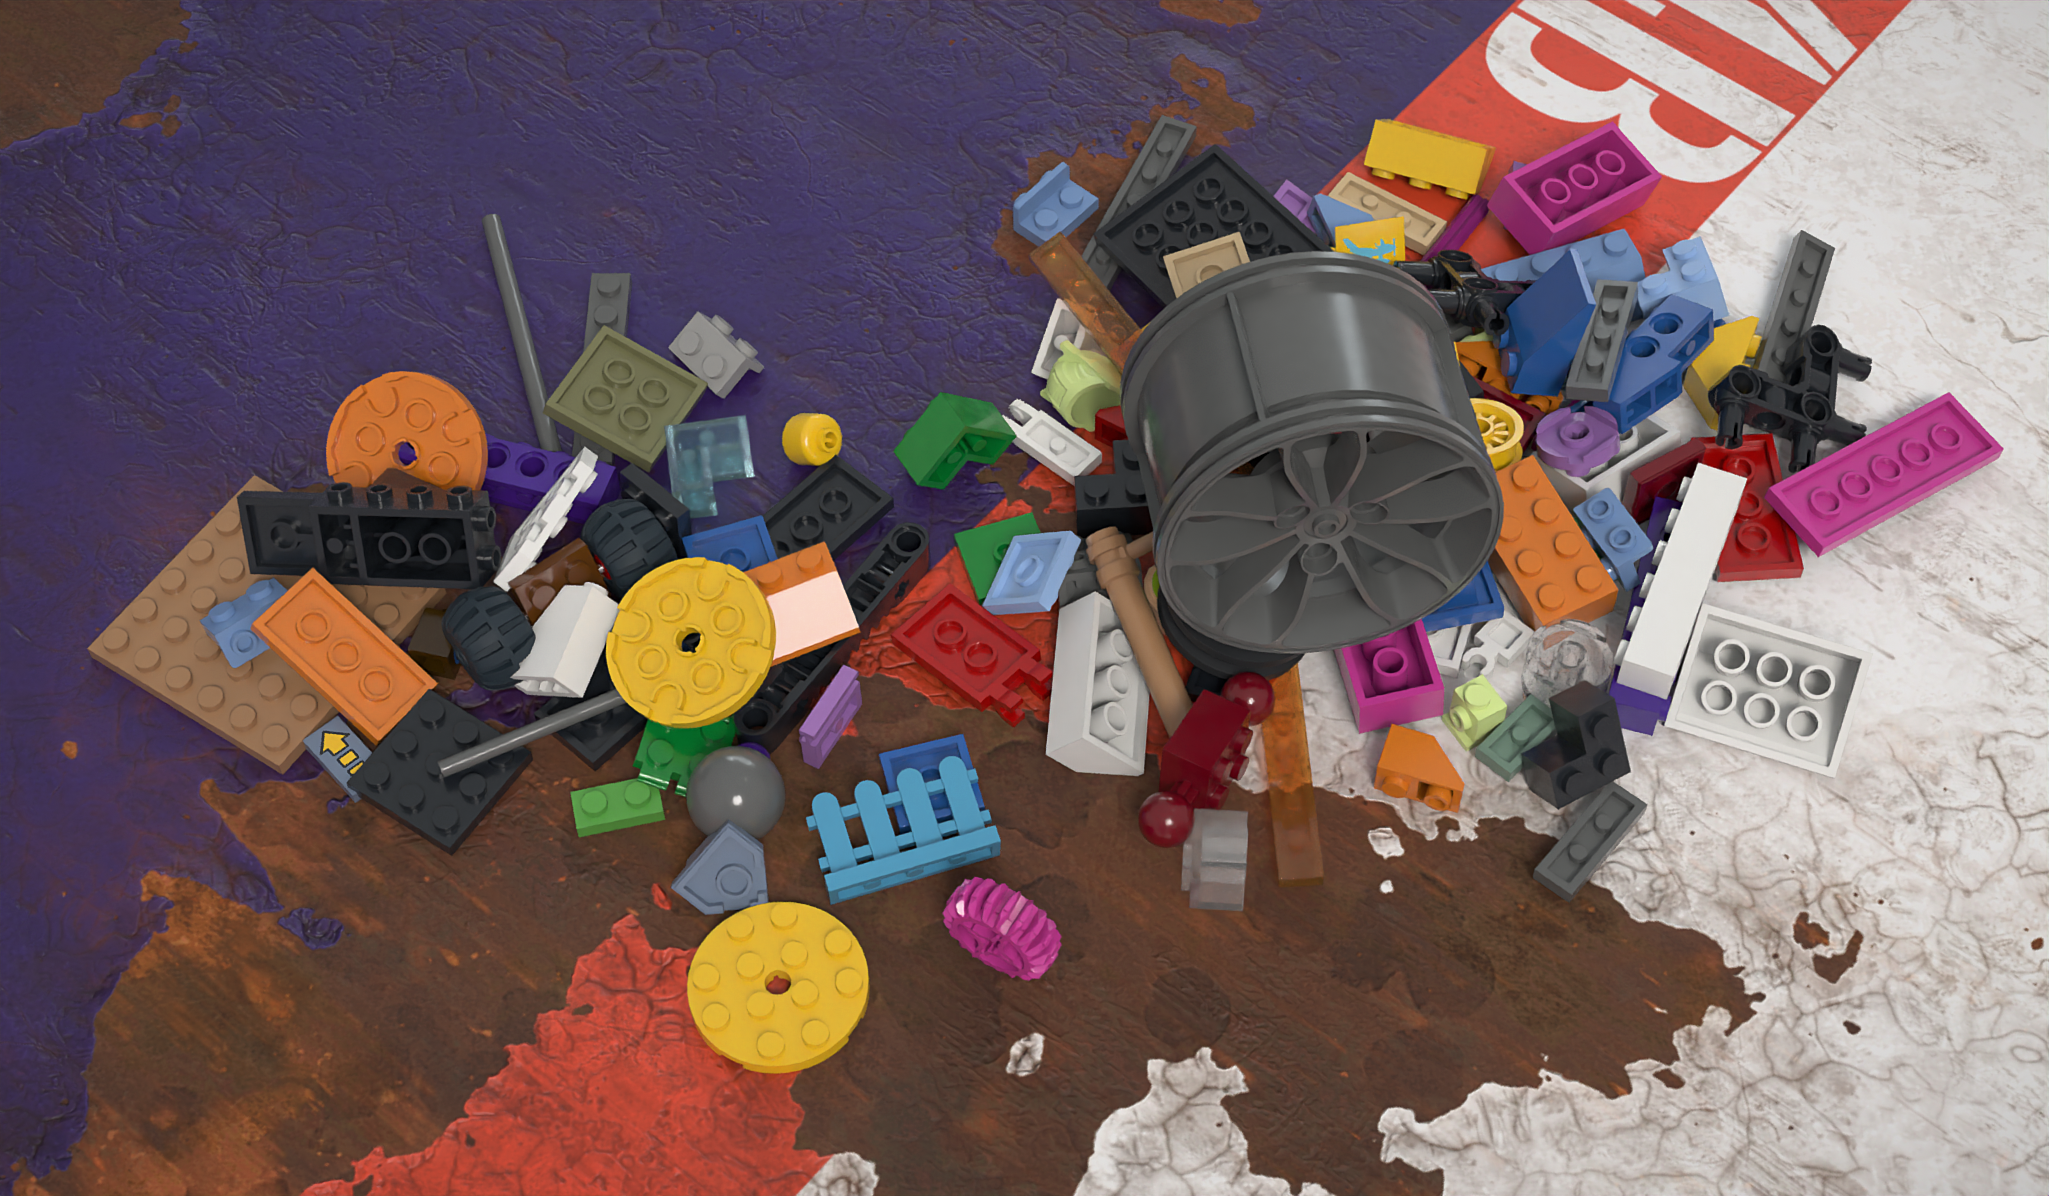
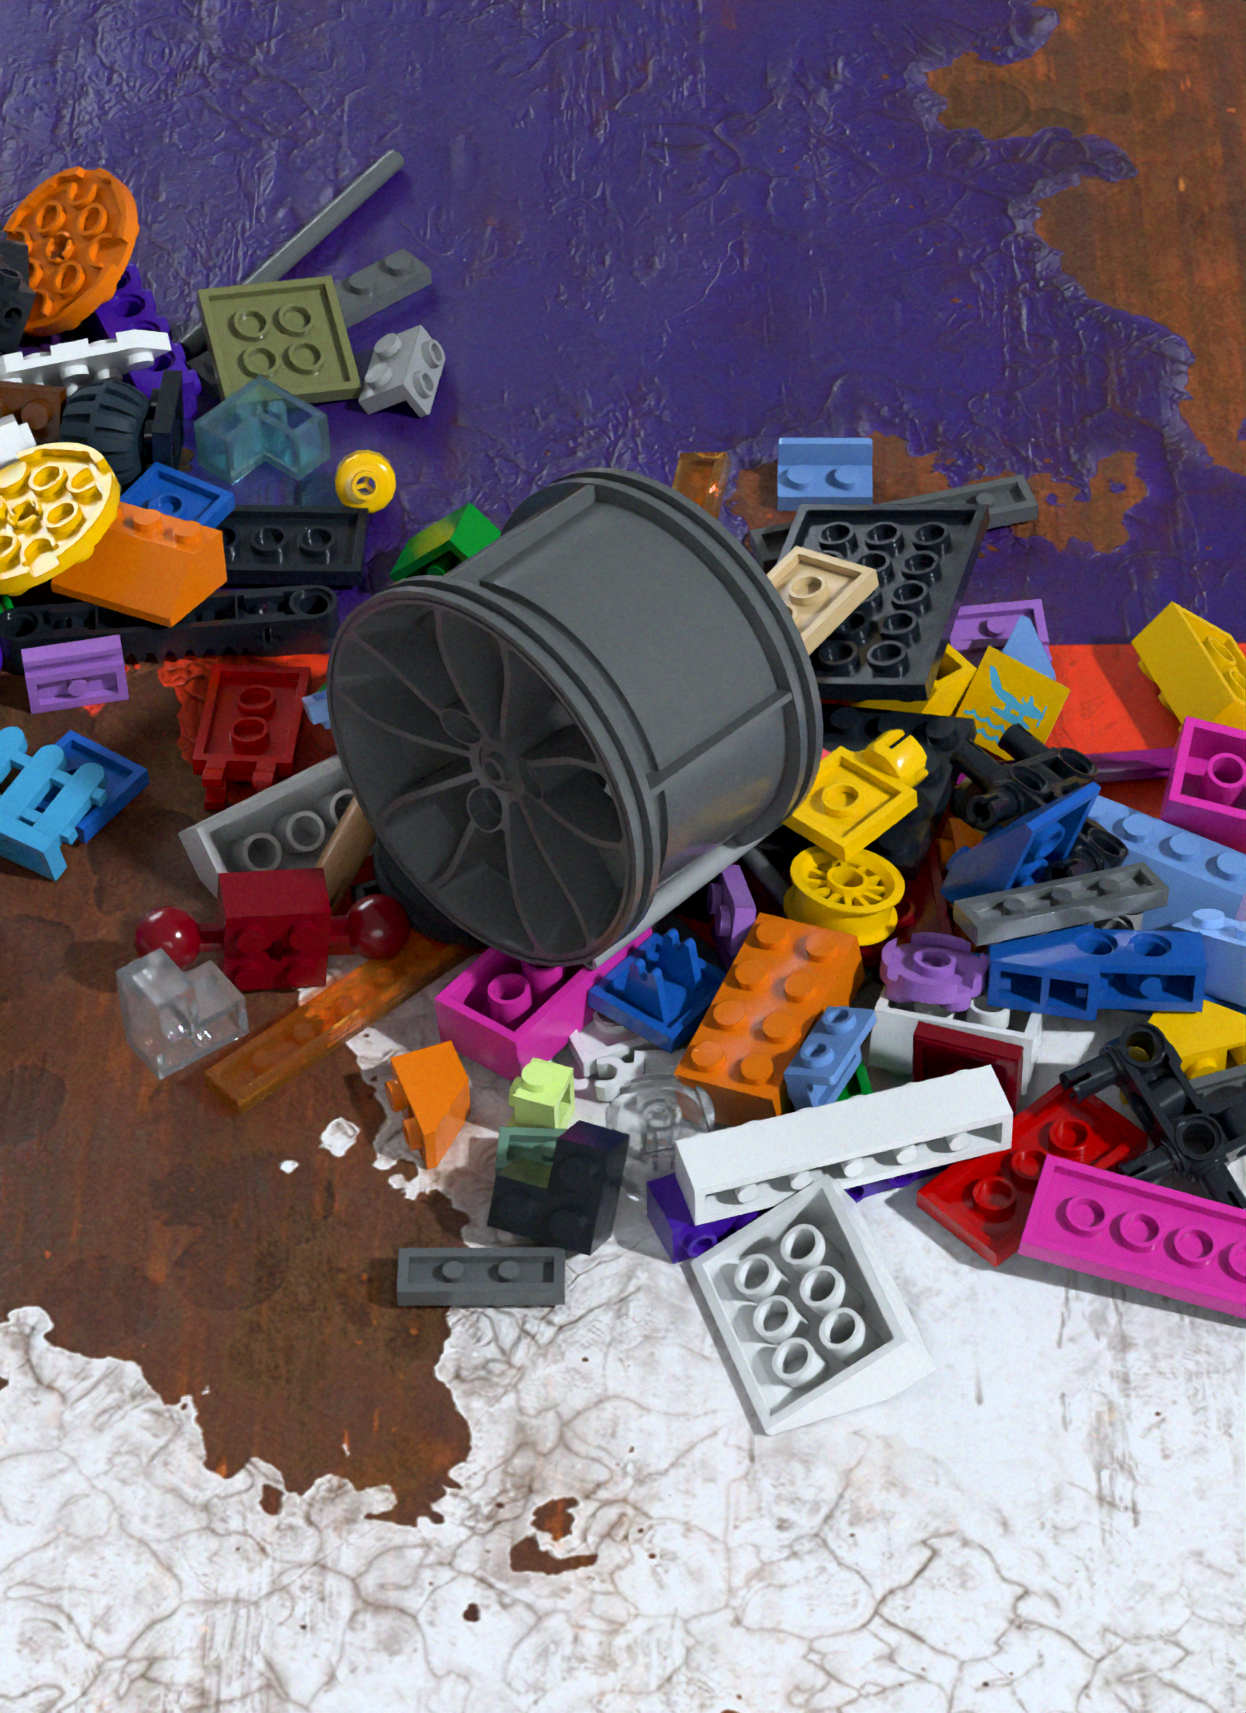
camera: 50 degrees right, 10 degrees down
(1420, 226) = (1097, 696): tan plate -> none

